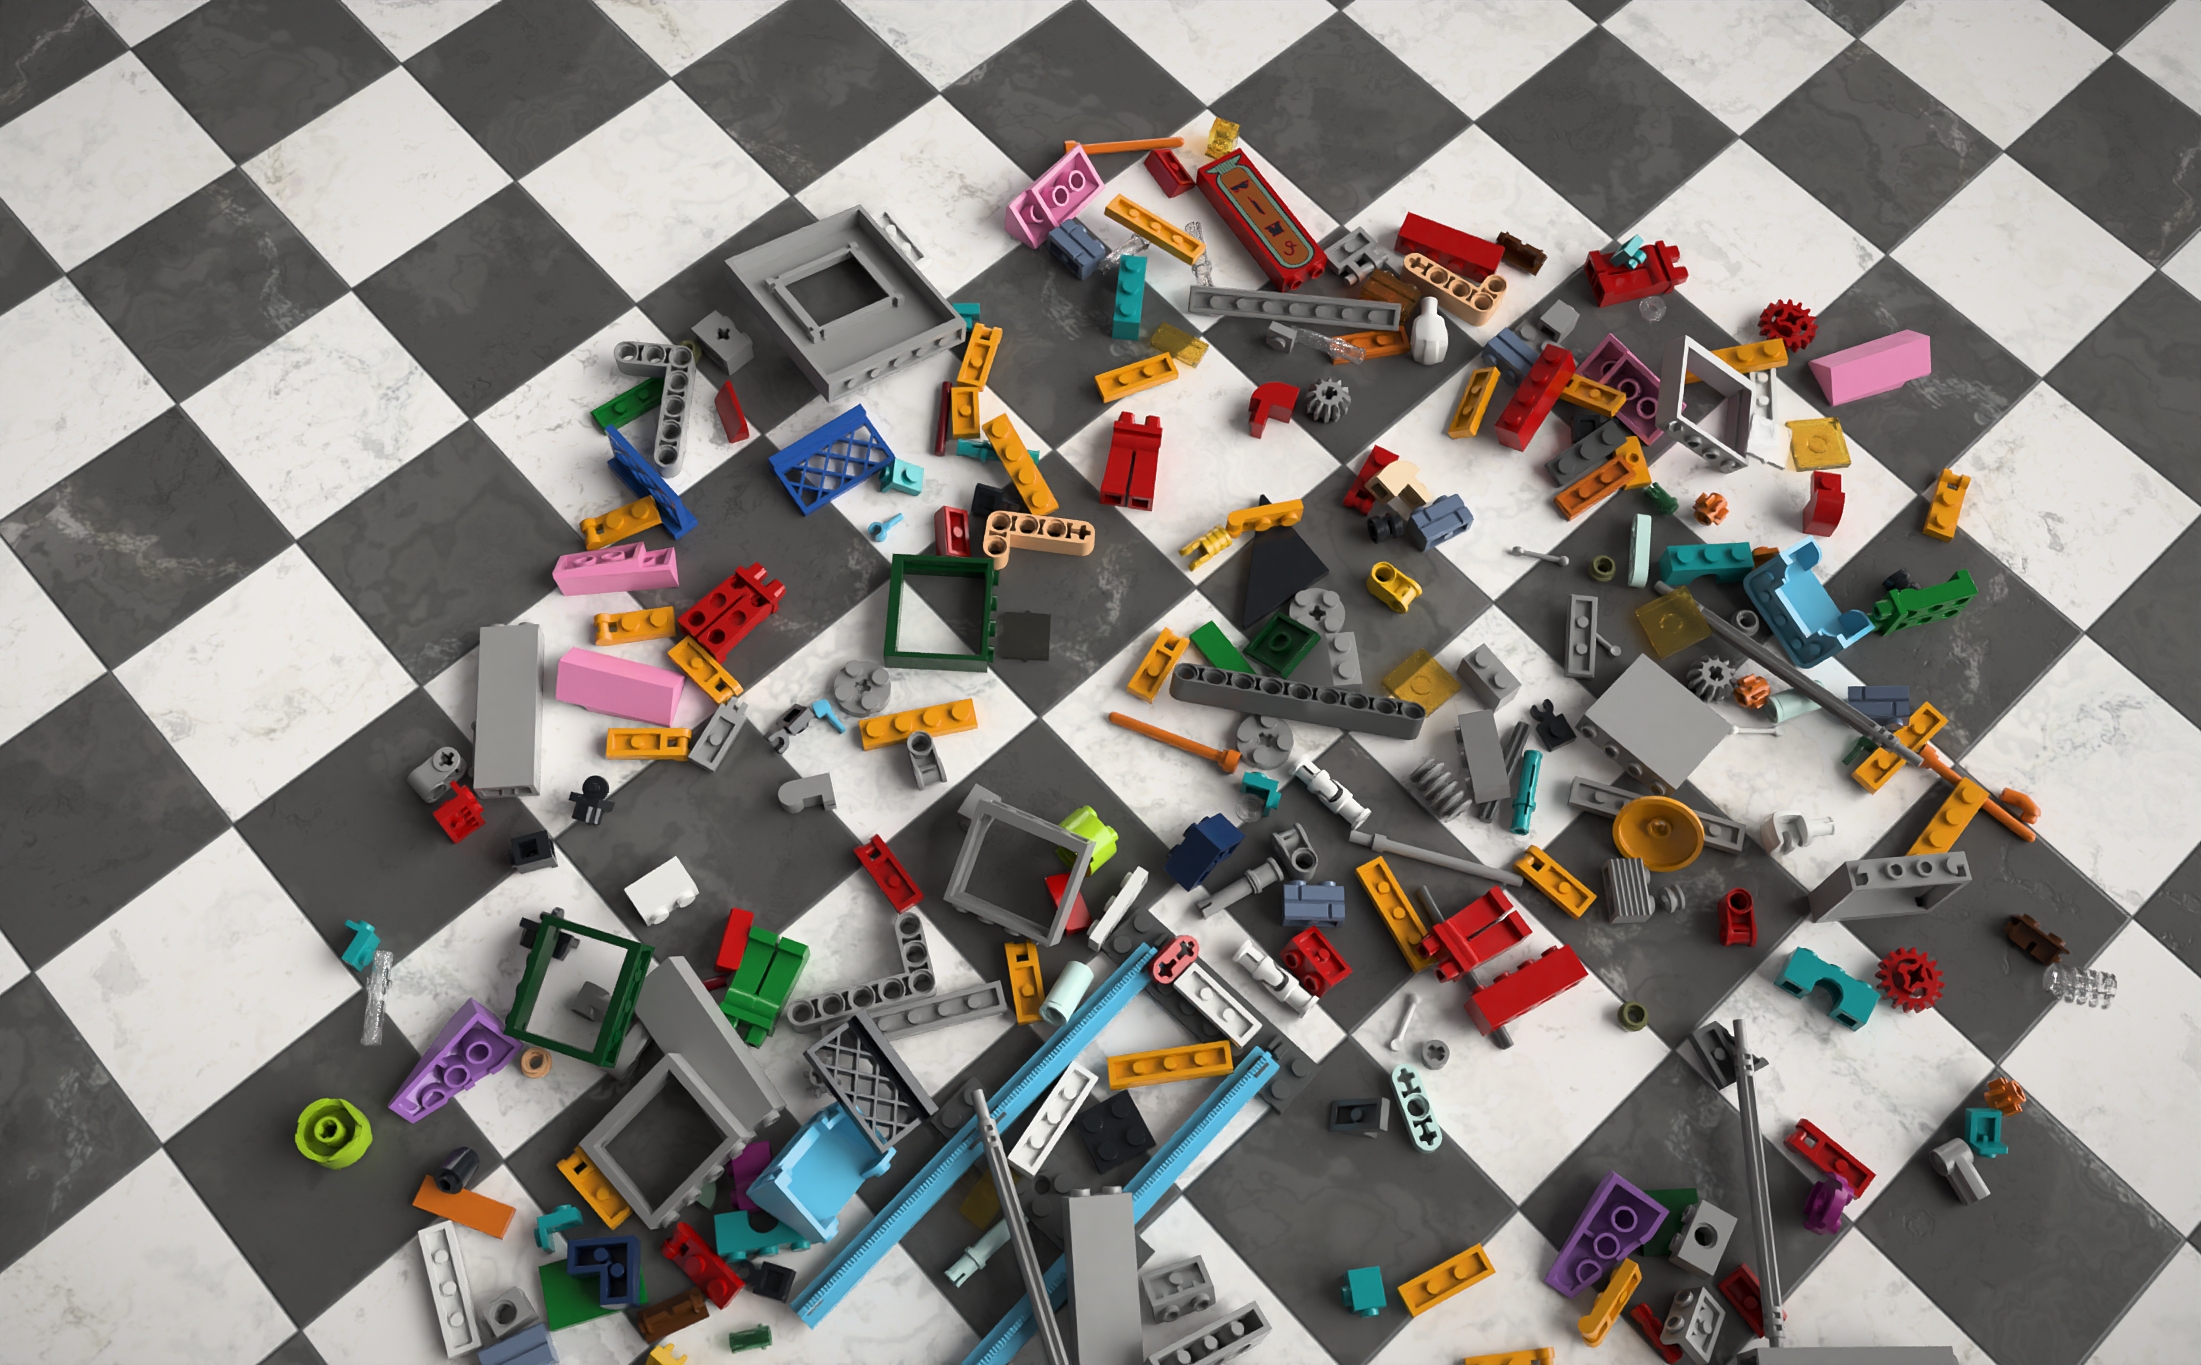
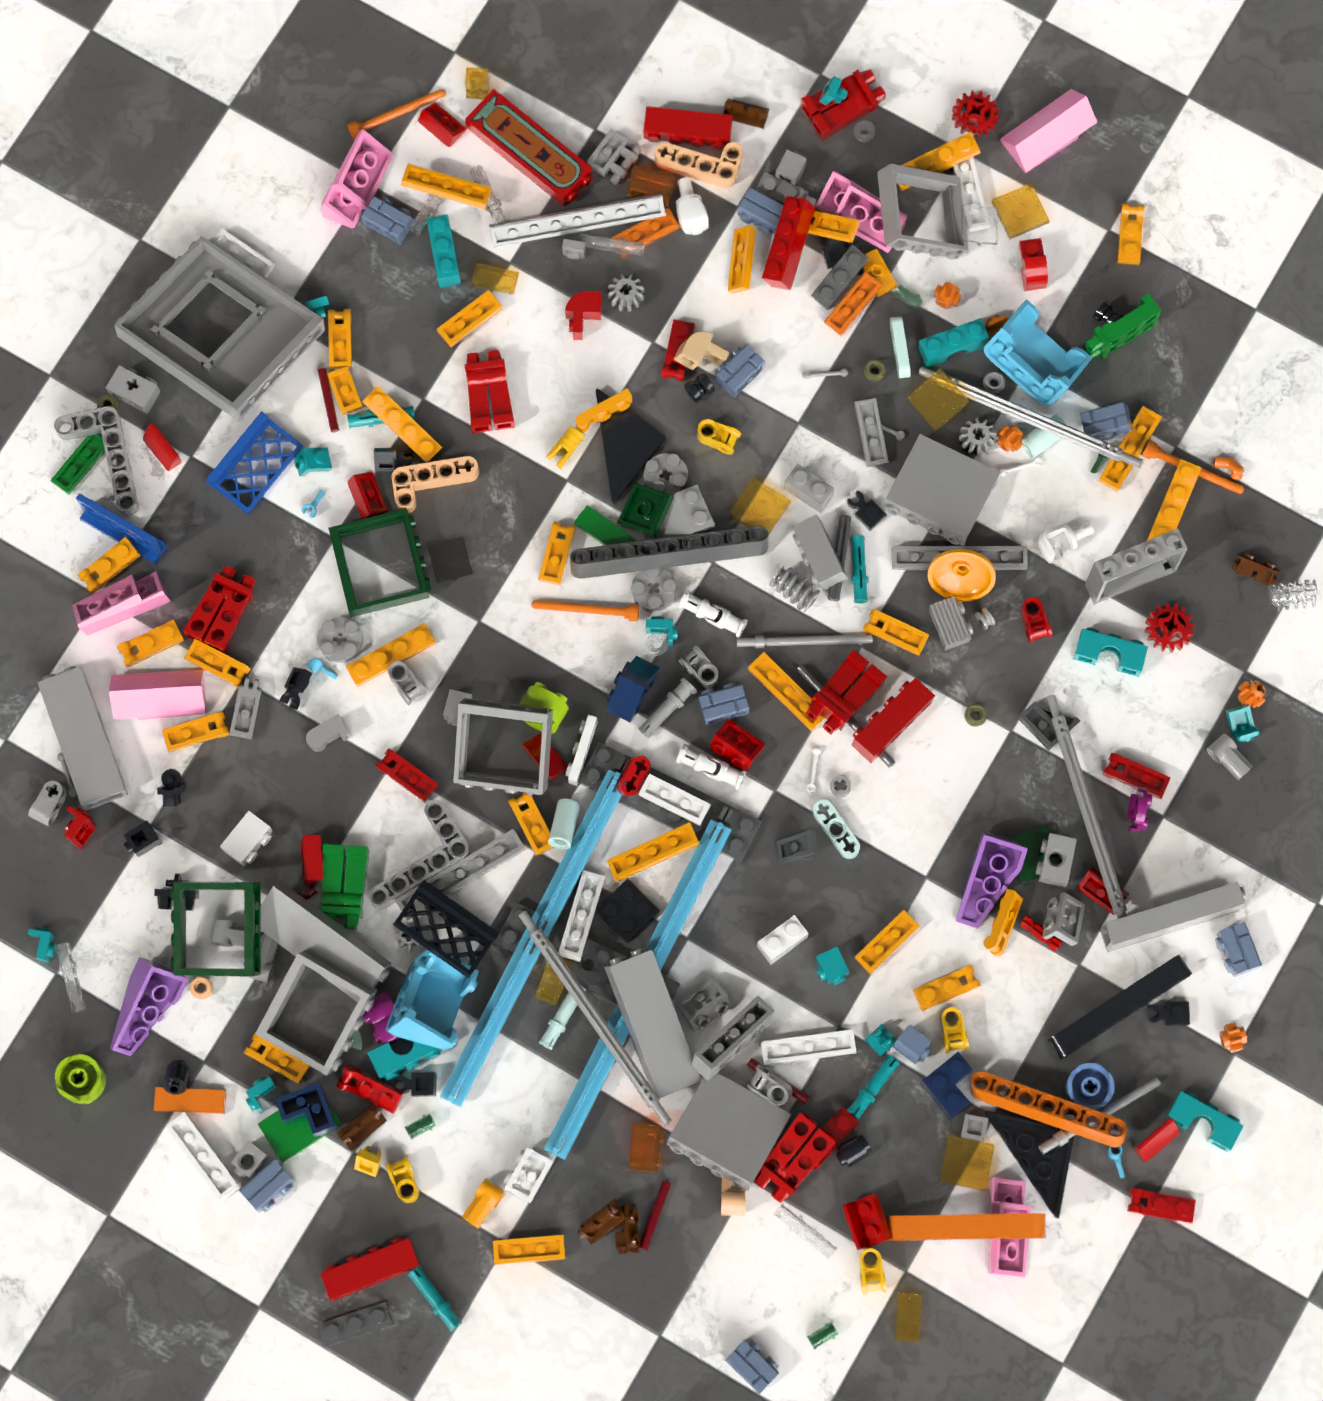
camera: 10 degrees left, 10 degrees up
(1307, 1234) = (782, 939): none -> white brick

